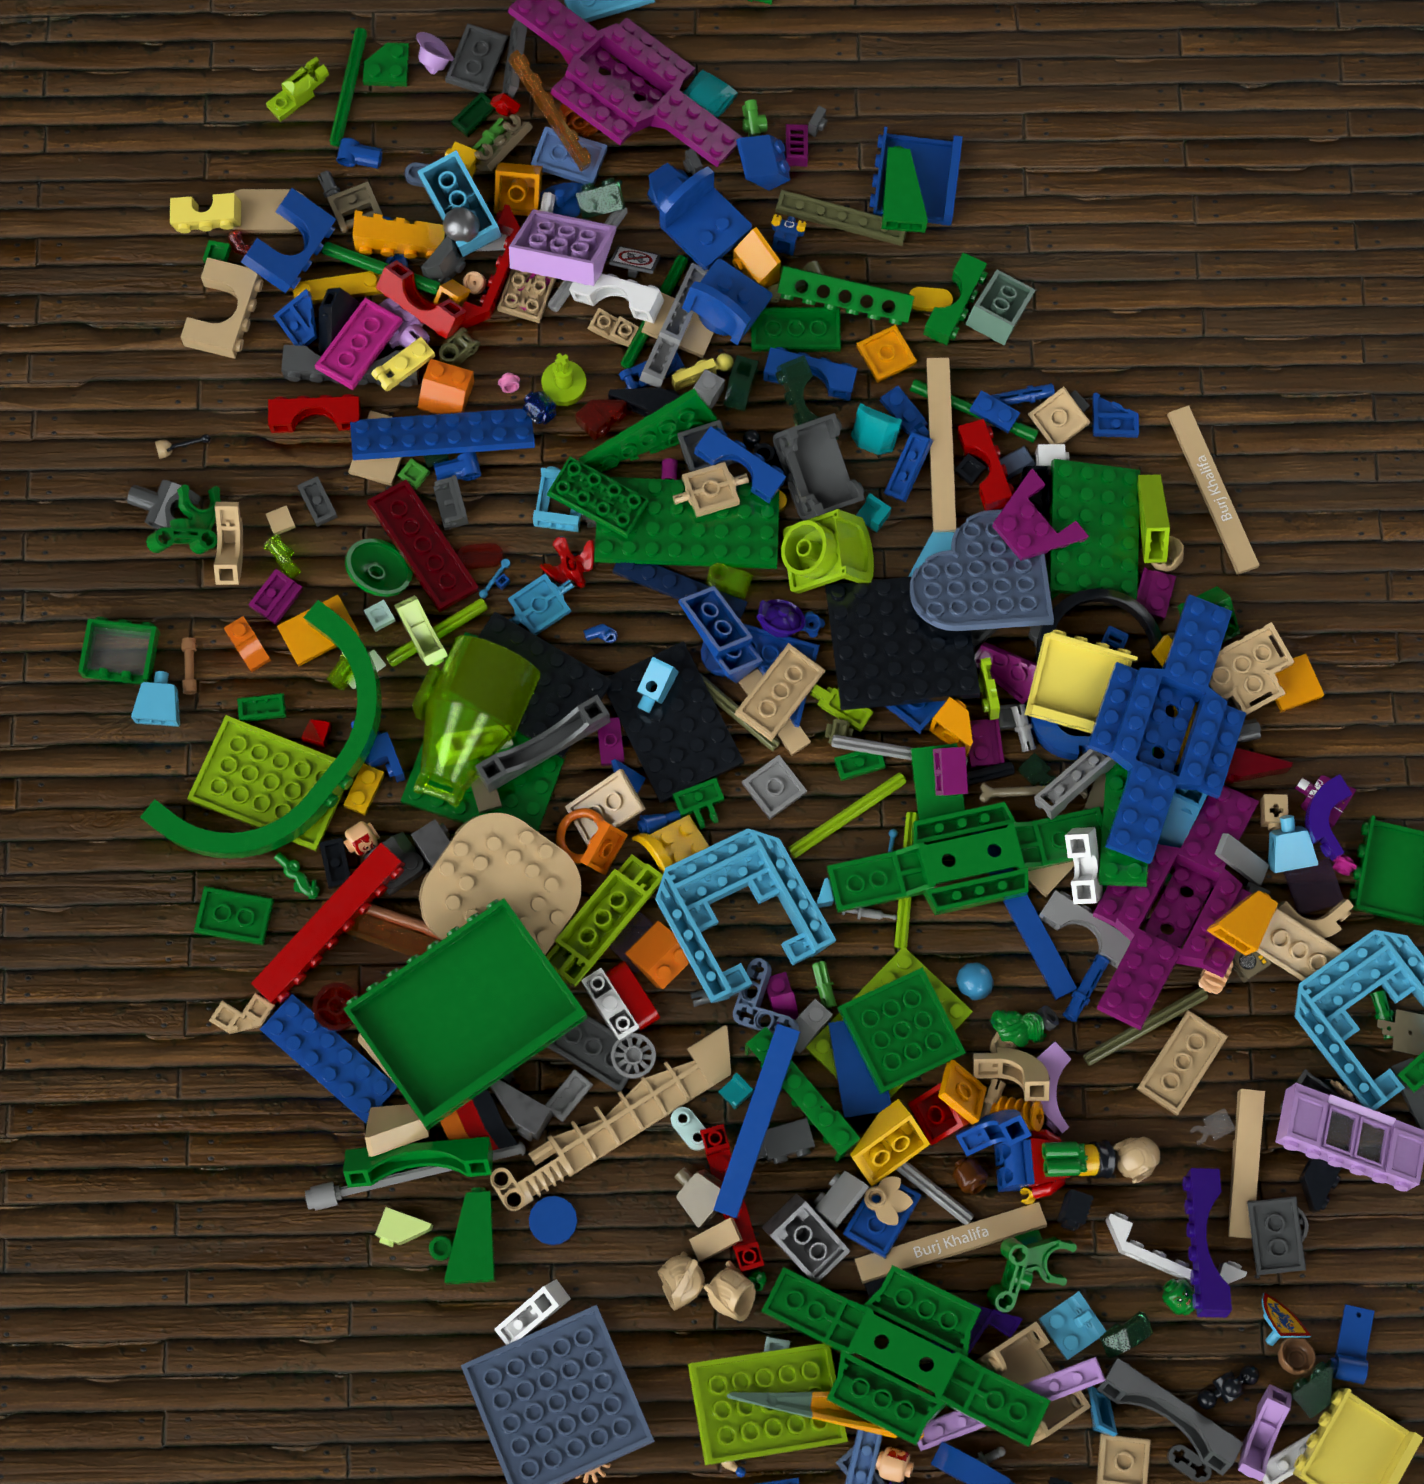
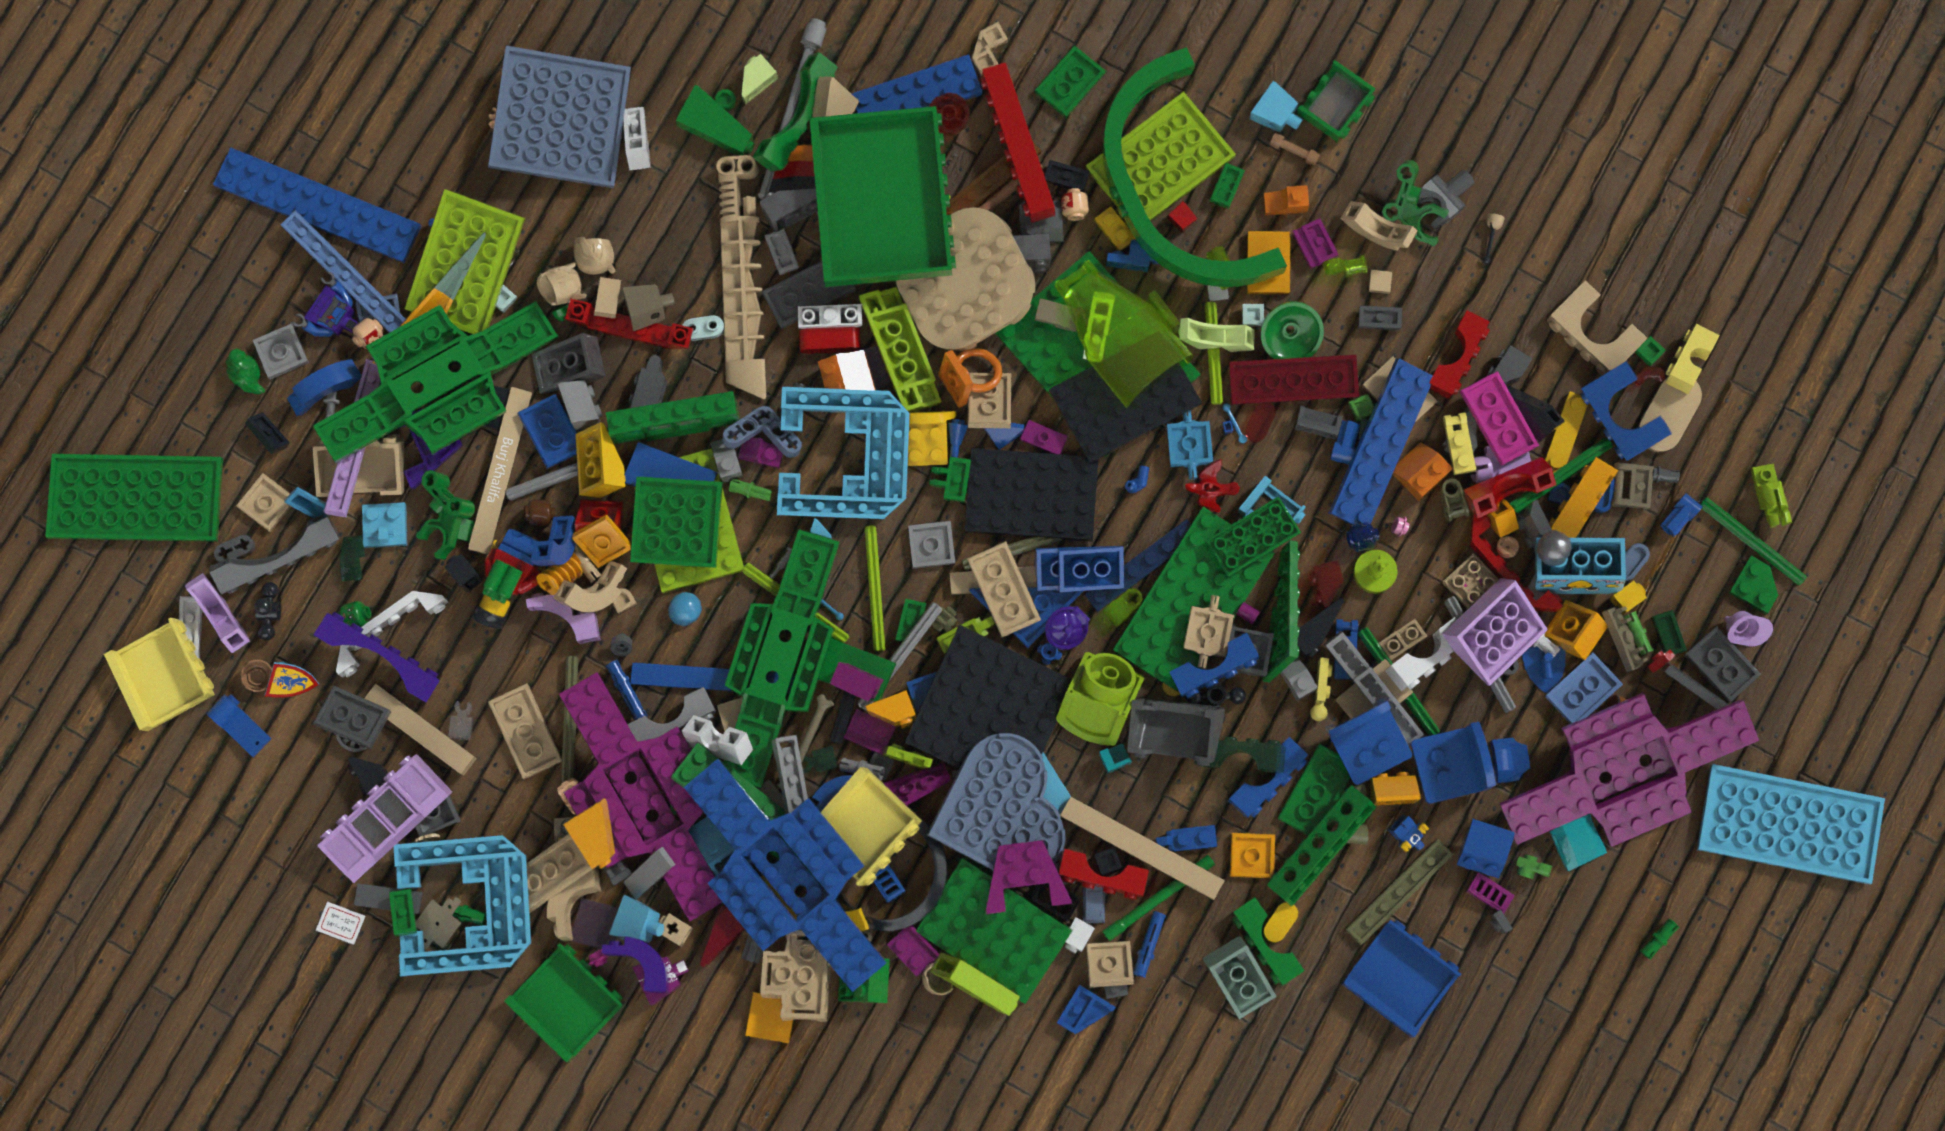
camera: 125 degrees right, 5 degrees up
(298, 319) = (1550, 384): blue wing -> none
(302, 884) = (1066, 144): green animal -> none
(513, 762) = (1063, 372): dark grey arch -> none
(546, 104) = (1617, 689): clear orange plate -> none
(553, 1220) = (696, 190): blue tile -> none
(601, 198) = (1527, 692): clear green bracket -> none
(633, 1056) = (781, 314): light grey wheel -> none
(634, 260) = (1453, 689): piece -> none
(657, 674) = (1065, 492): medium azure torso -> none
(692, 162) = (1517, 789): dark grey plate -> none
(736, 1091) = (709, 377): teal panel -> none
(741, 383) = (1290, 713): clear green slope -> none
(757, 1121) = (669, 366): blue tile -> none
(875, 430) = (1184, 798): teal slope -> none
(891, 1200) = (555, 441): tan plate -> none
(902, 195) = (1386, 949): green slope -> none
(908, 466) = (1138, 809): blue tile -> none
(994, 411) = (1145, 910): blue plate -> none
(1018, 1027) = (626, 615): green hair -> none
(1137, 1158) = (474, 646): tan helmet -> none
(1213, 490) = (974, 1057): tan tile -> none
(1315, 1391) = (223, 672): clear green slope -> none

